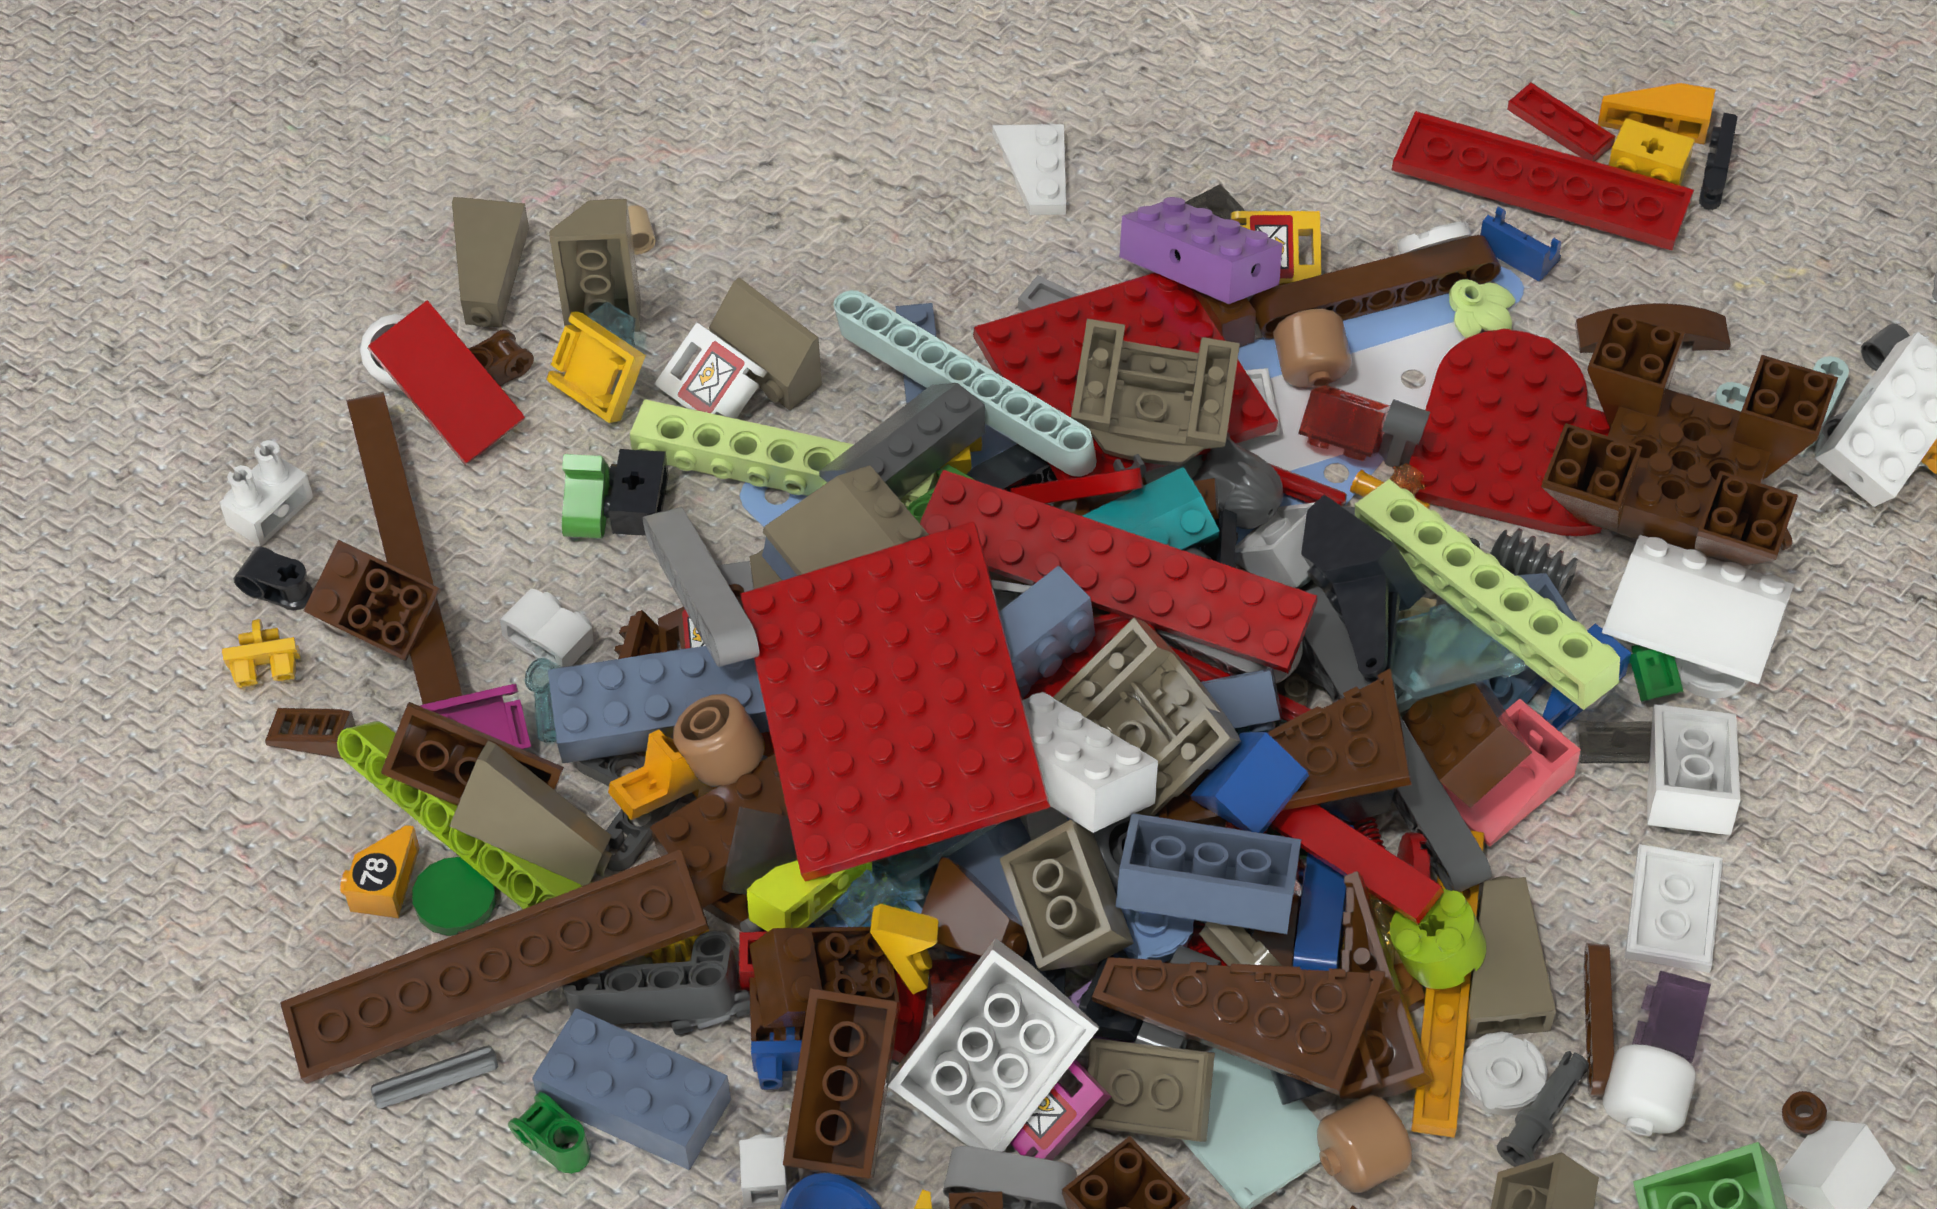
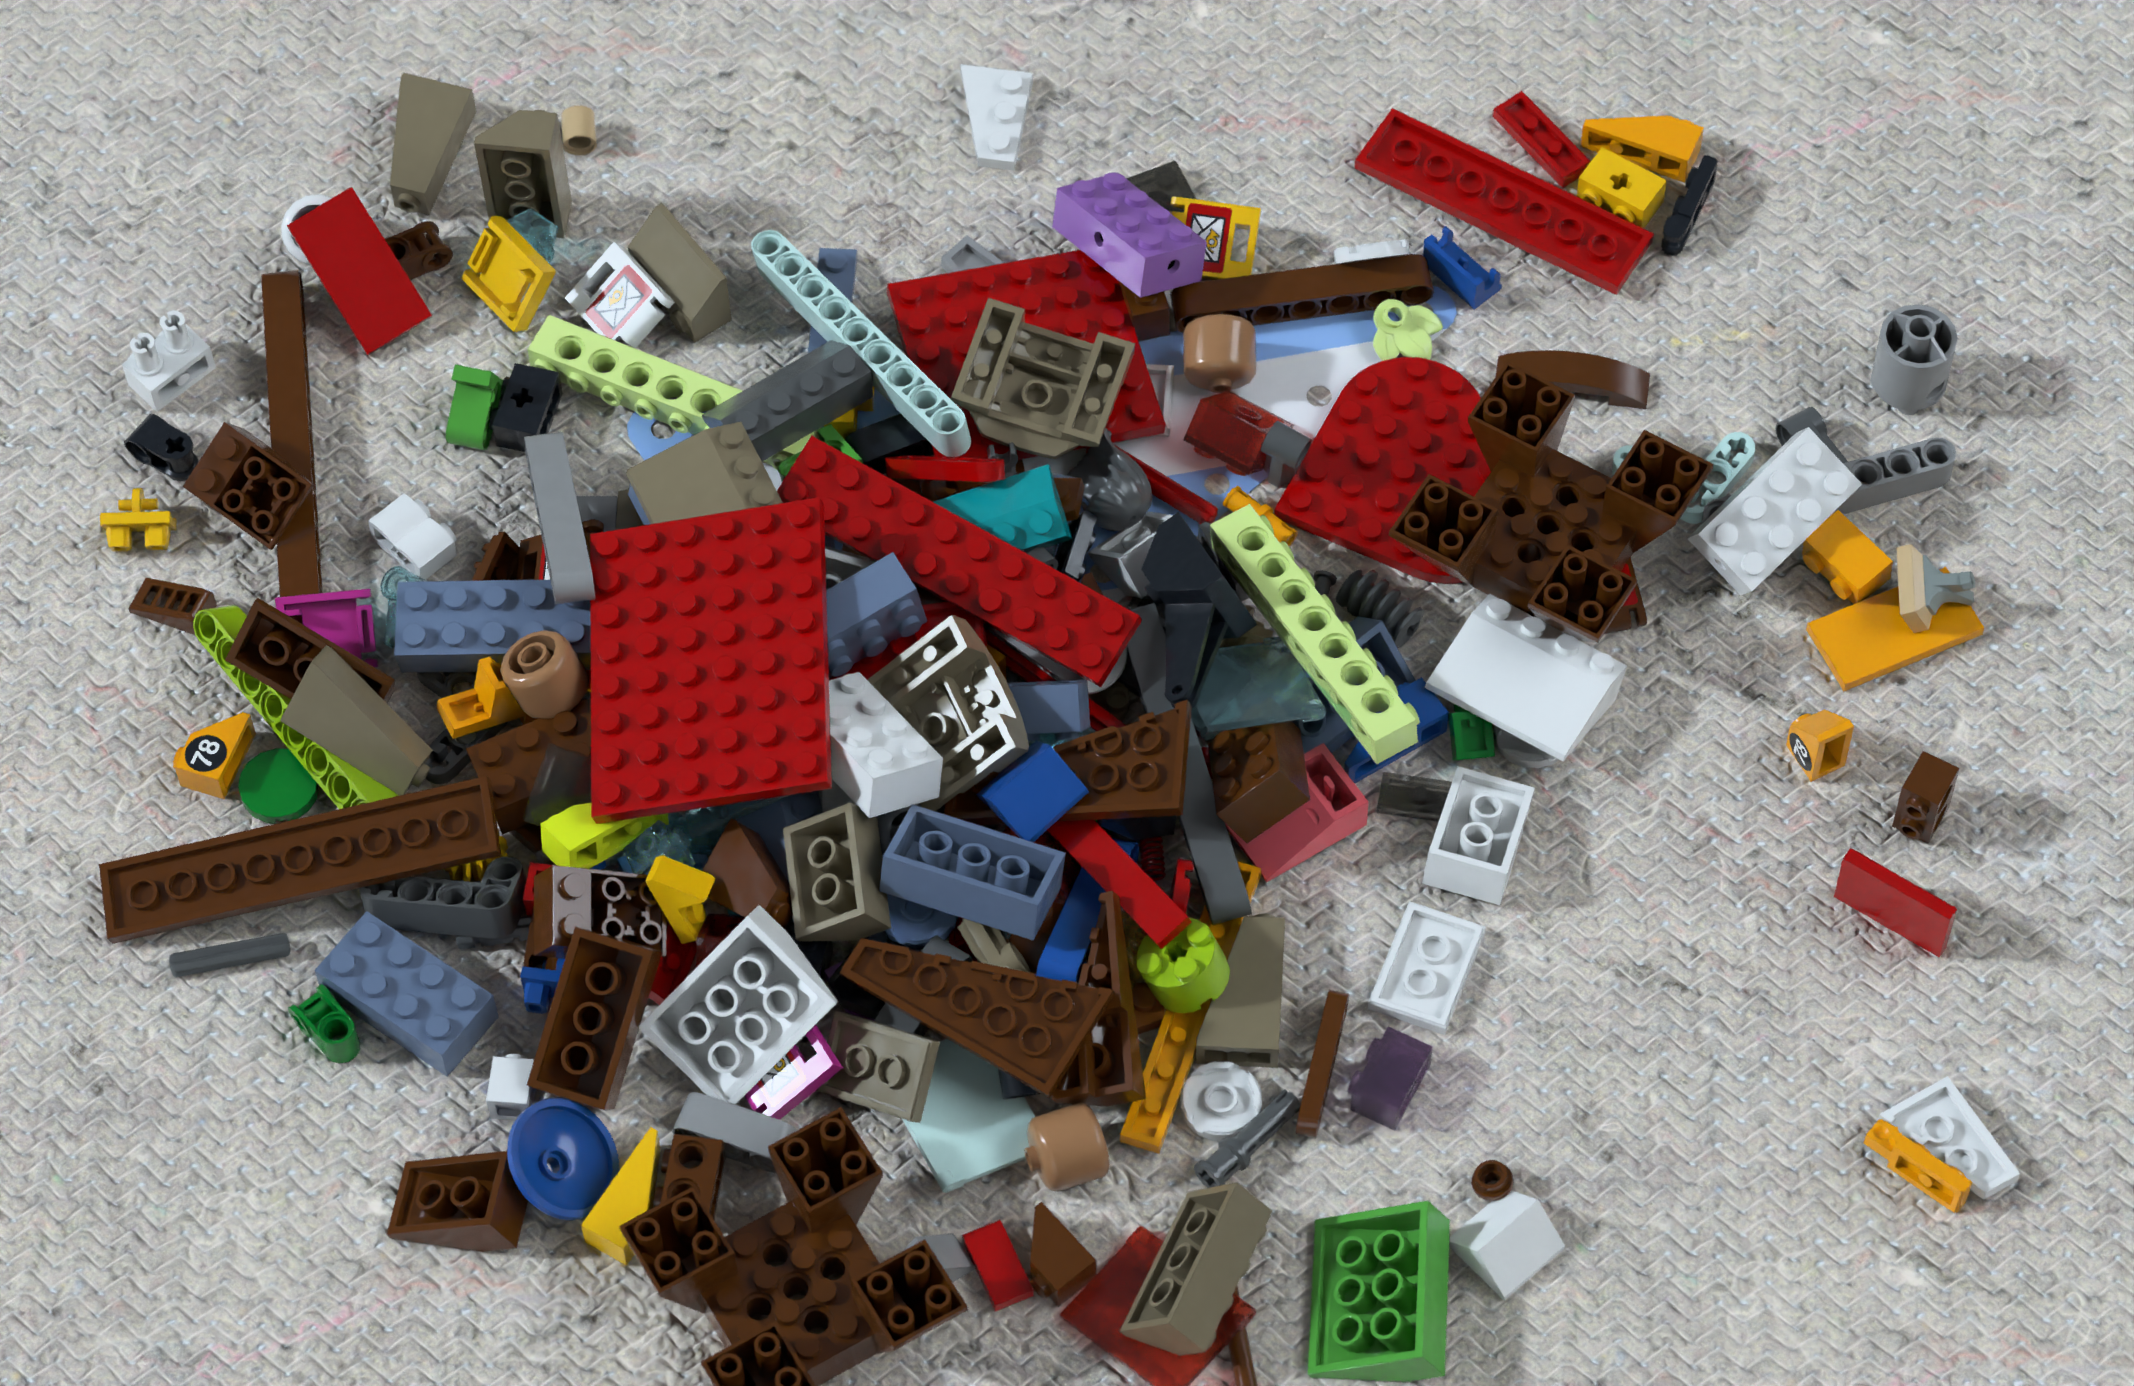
camera: 10 degrees right, 5 degrees up
(1408, 478) = (1278, 503): clear orange plate -> none
(1649, 1089) = (1348, 1137): white head -> none

